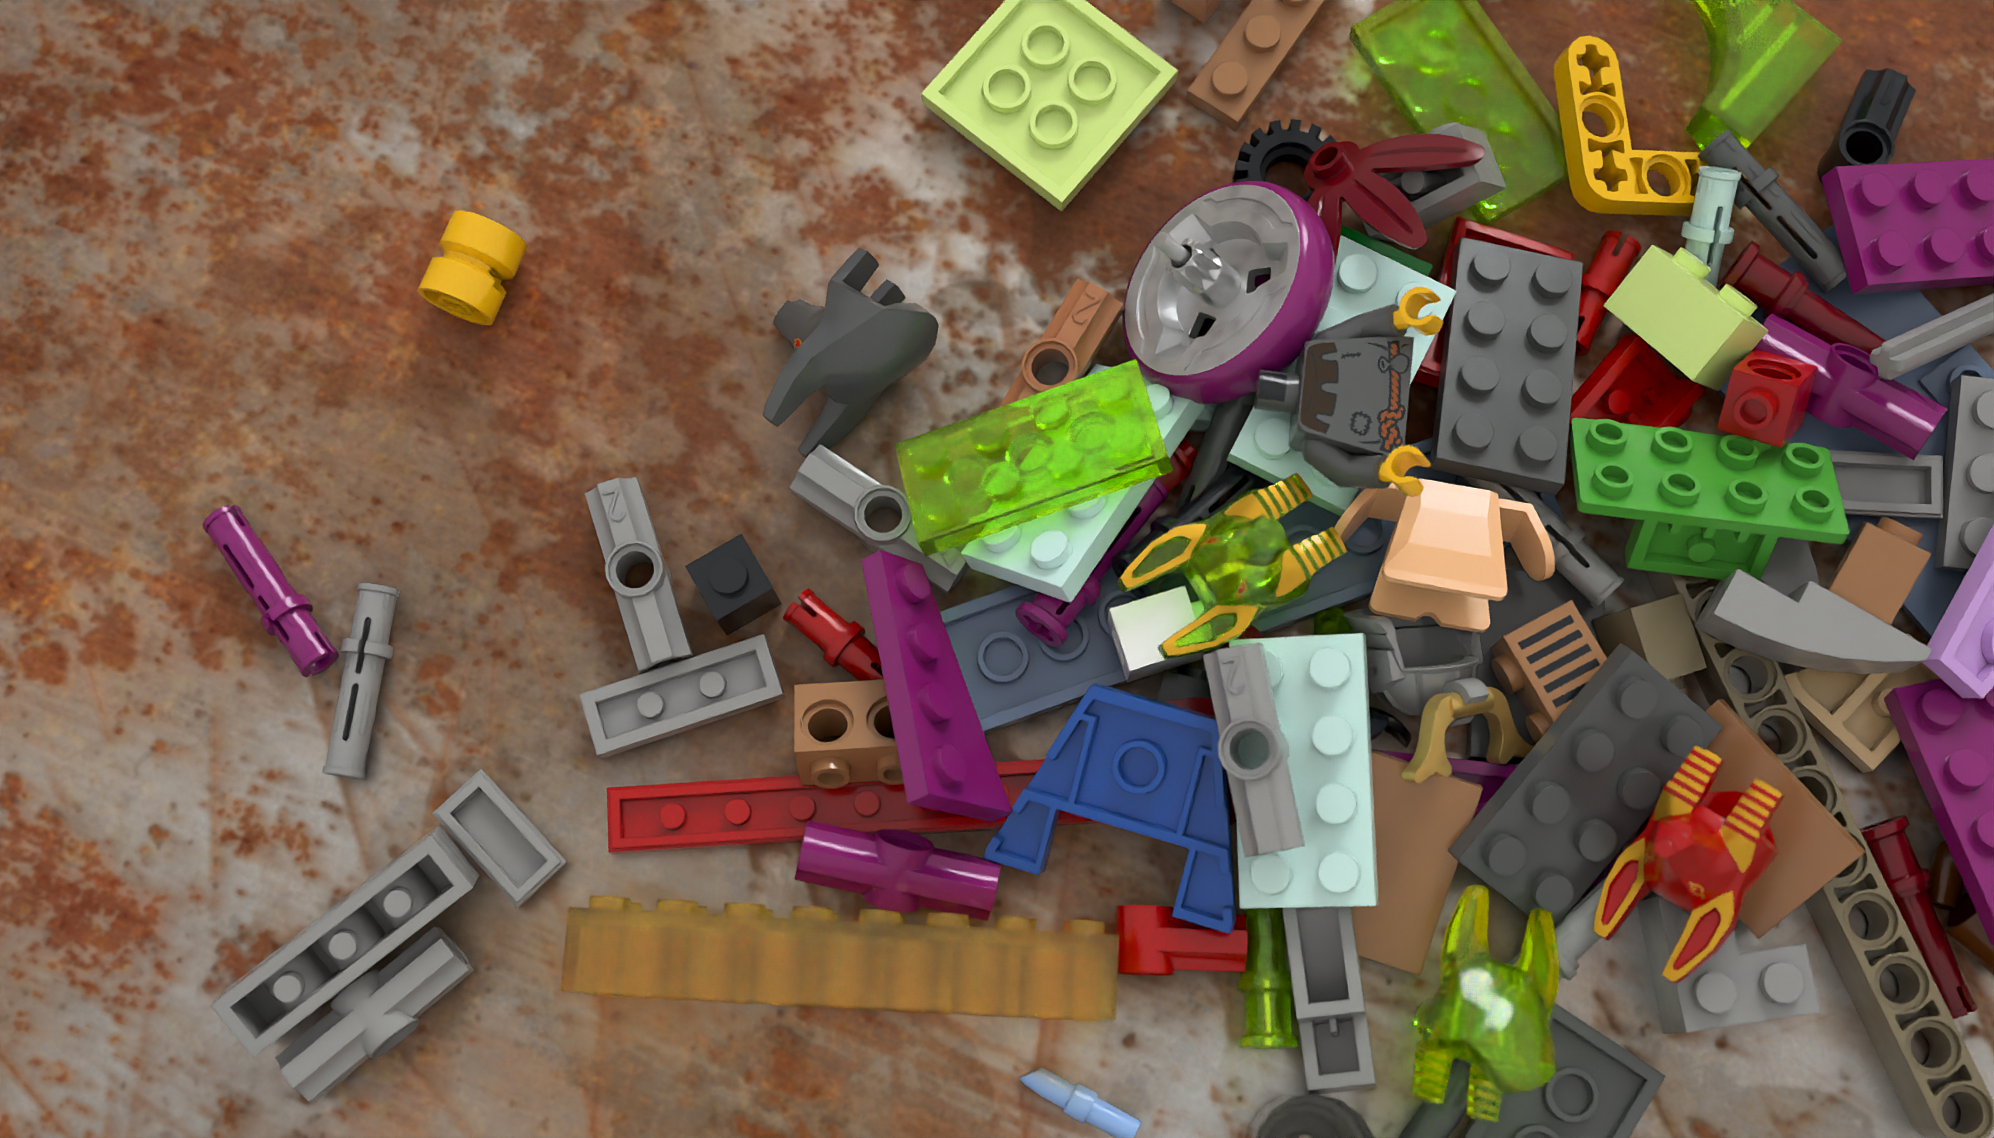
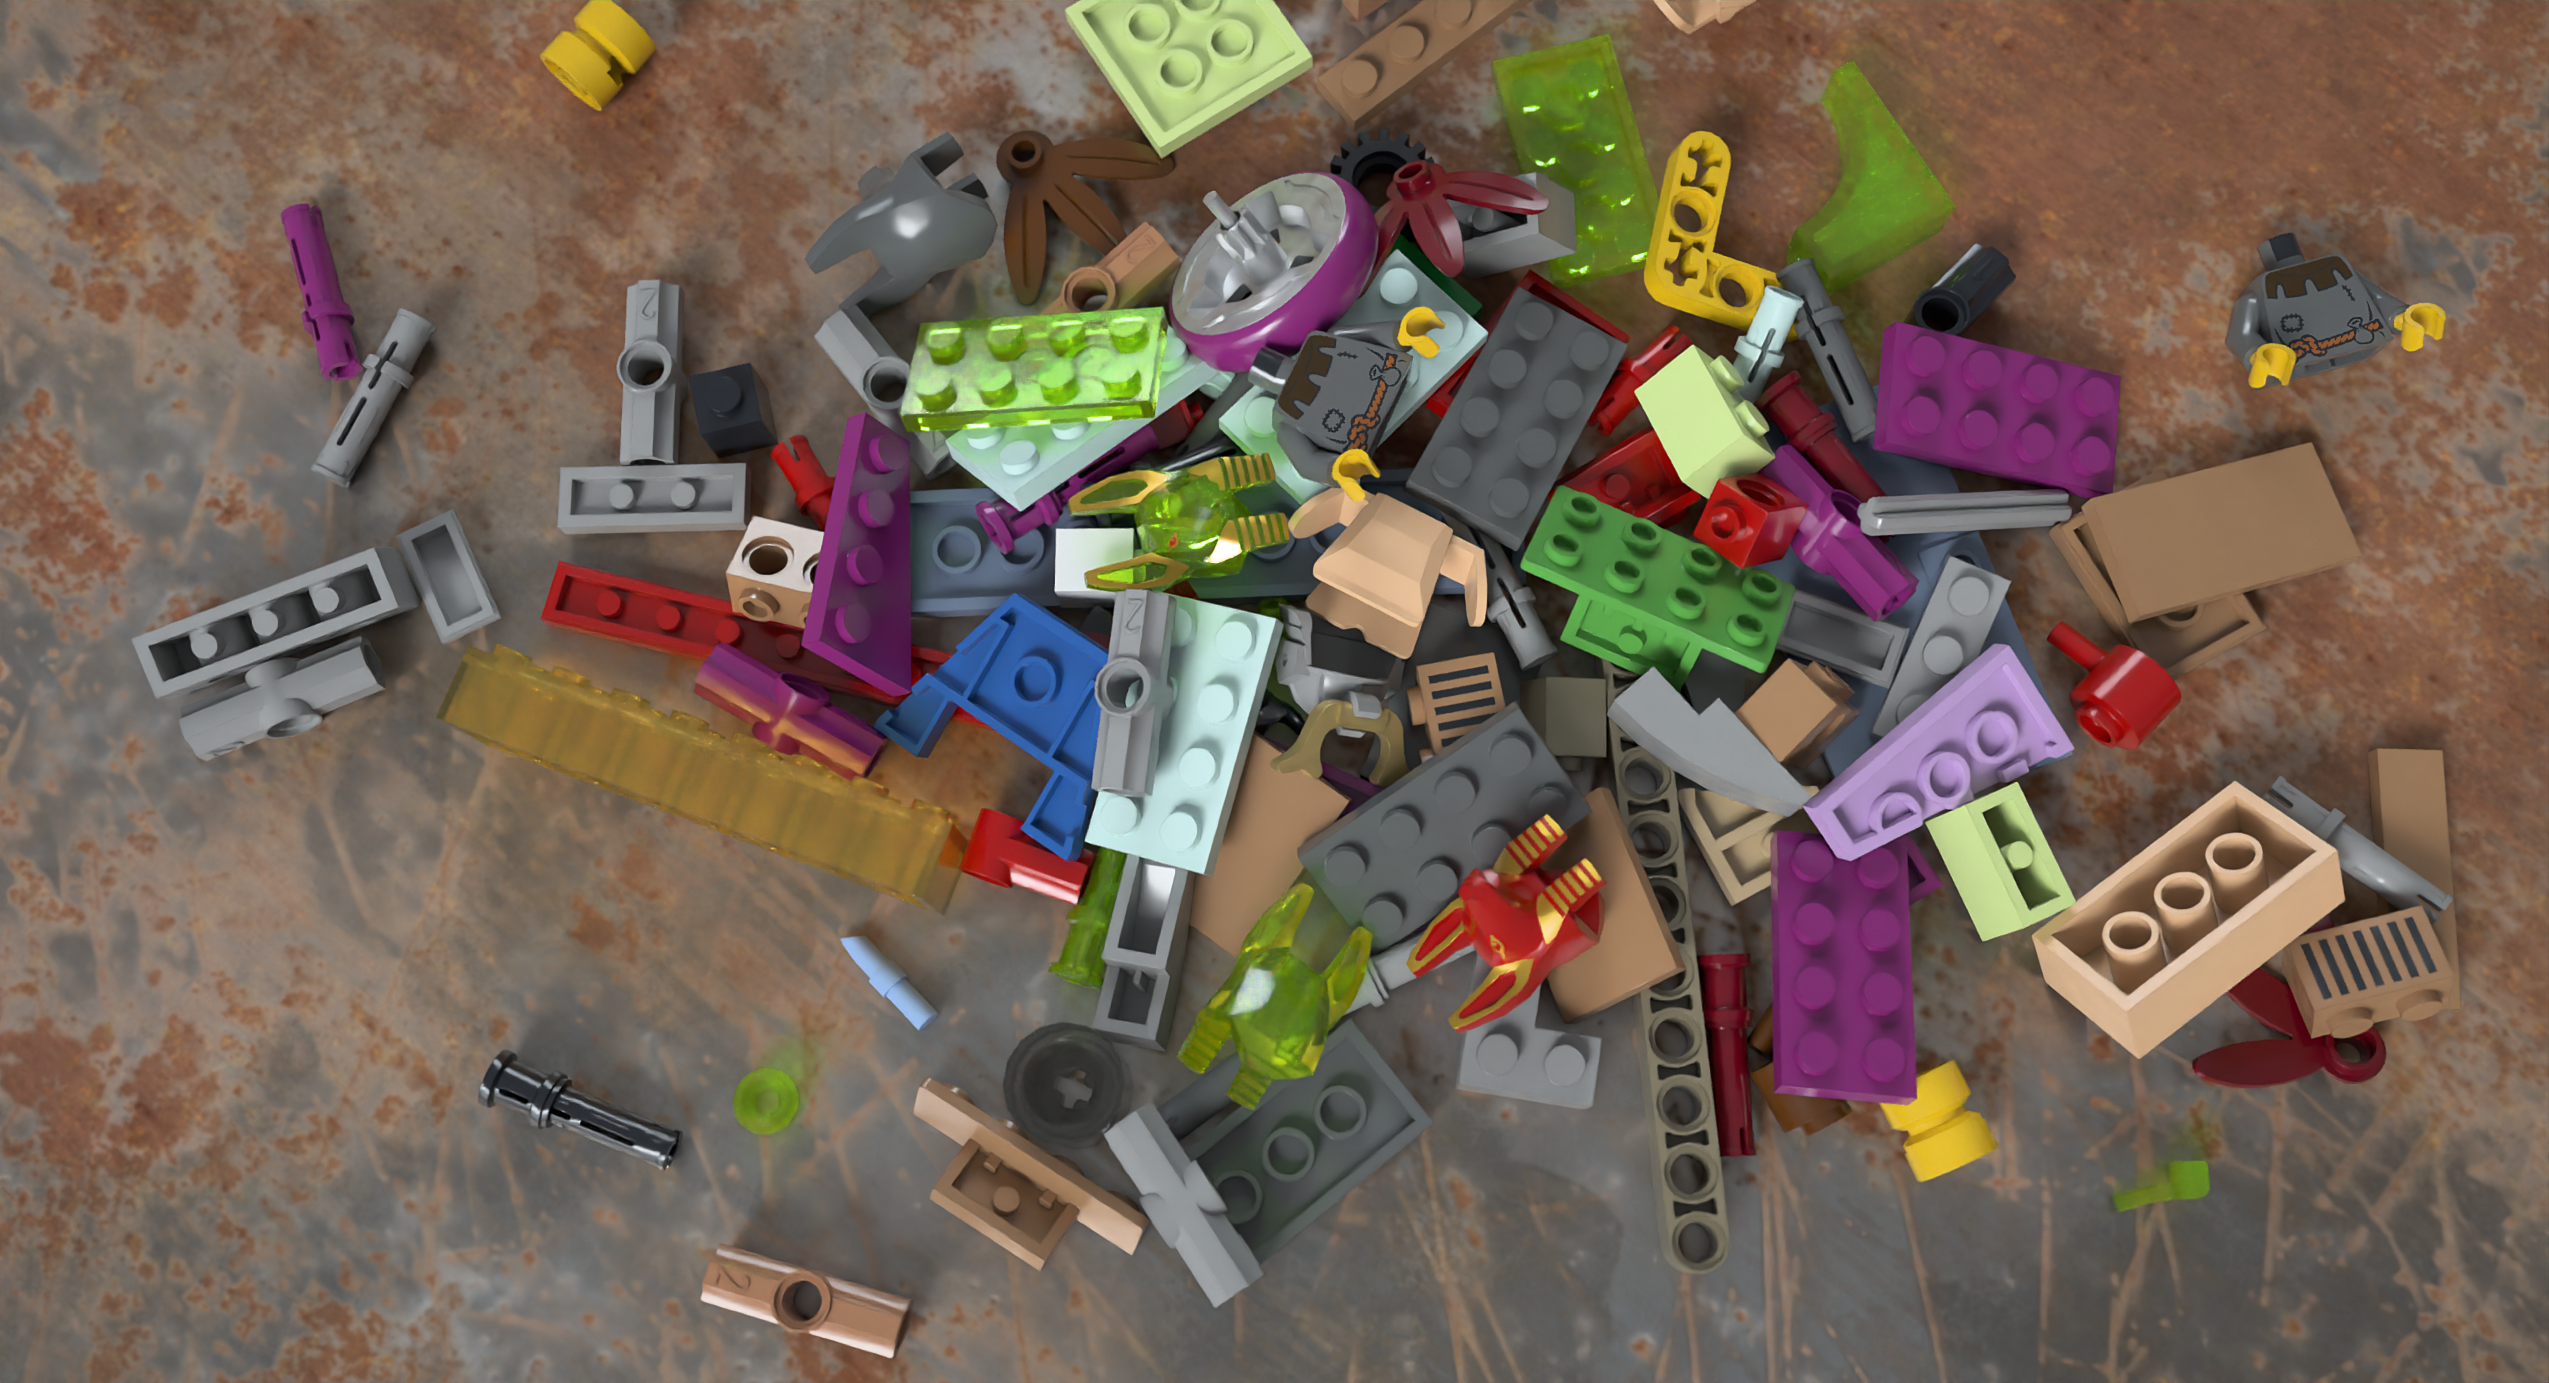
camera: 20 degrees right, 0 degrees up
(965, 265) = (1051, 180): none -> reddish brown plant

